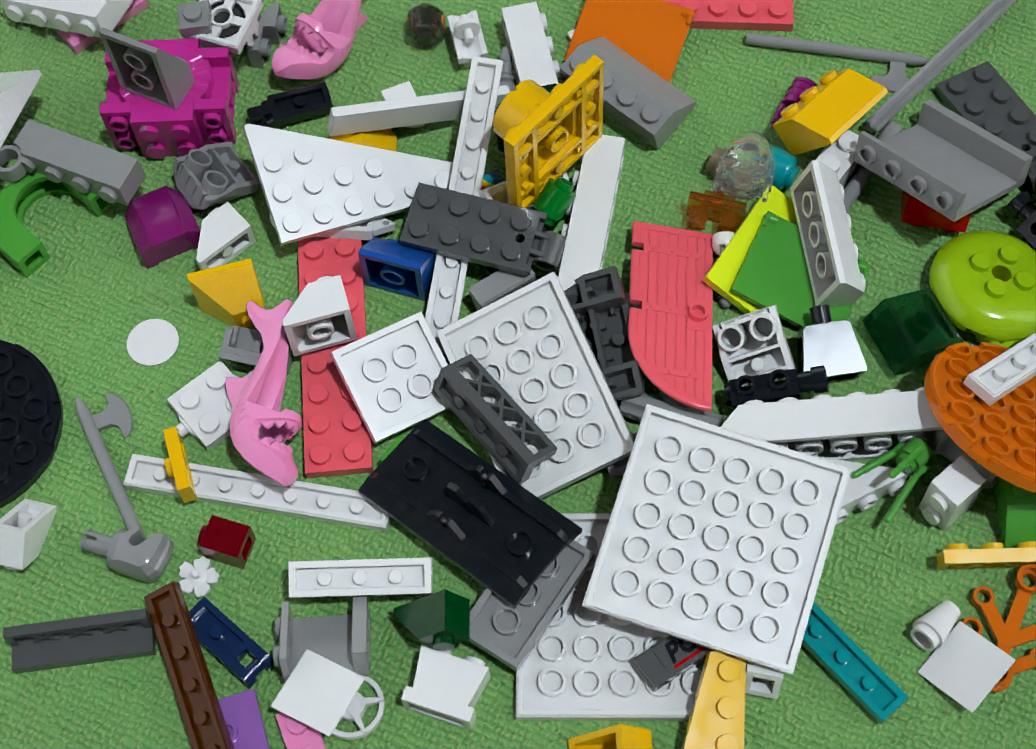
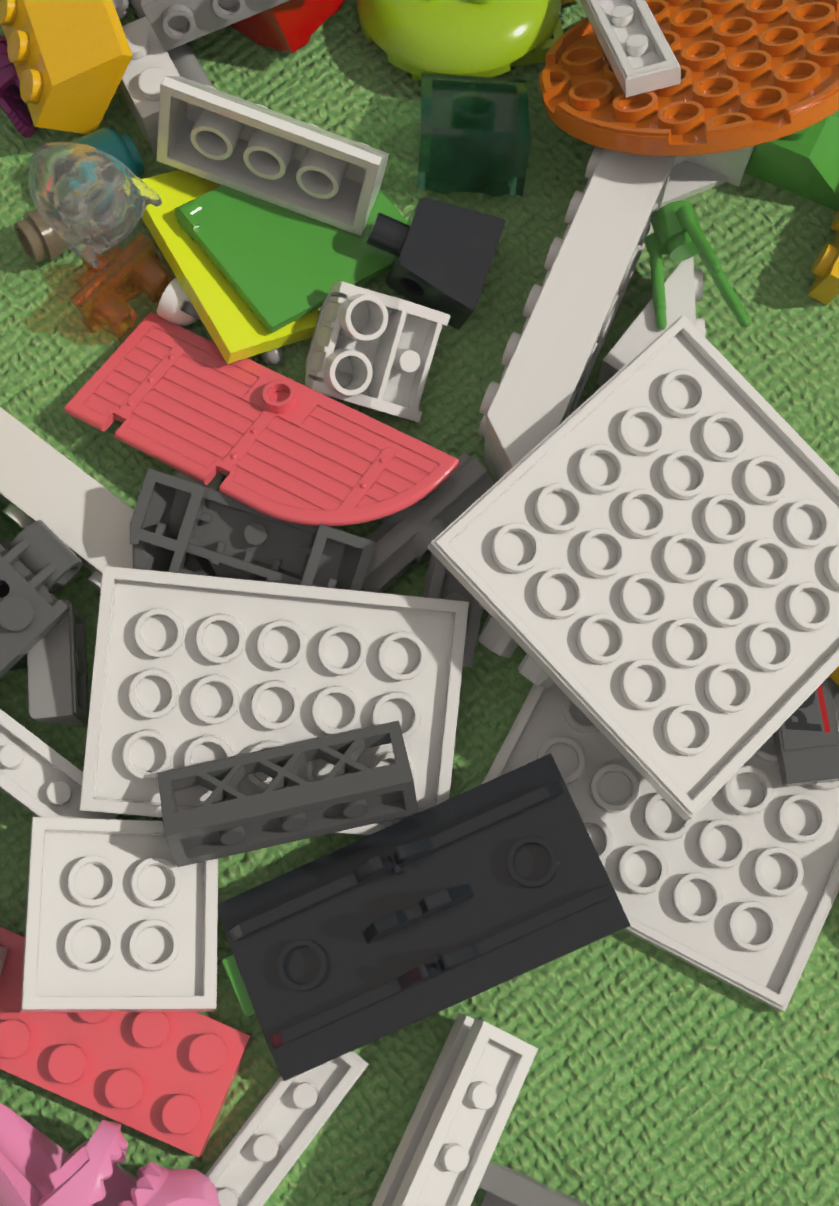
camera: 65 degrees left, 10 degrees up
(437, 619) = (592, 1065): dark green slope -> none
(447, 687) = (691, 1098): white hips -> none
(513, 632) = (663, 950): light grey plate -> none
(768, 390) = (464, 369): black brick -> none
(951, 494) = (753, 217): white brick -> none

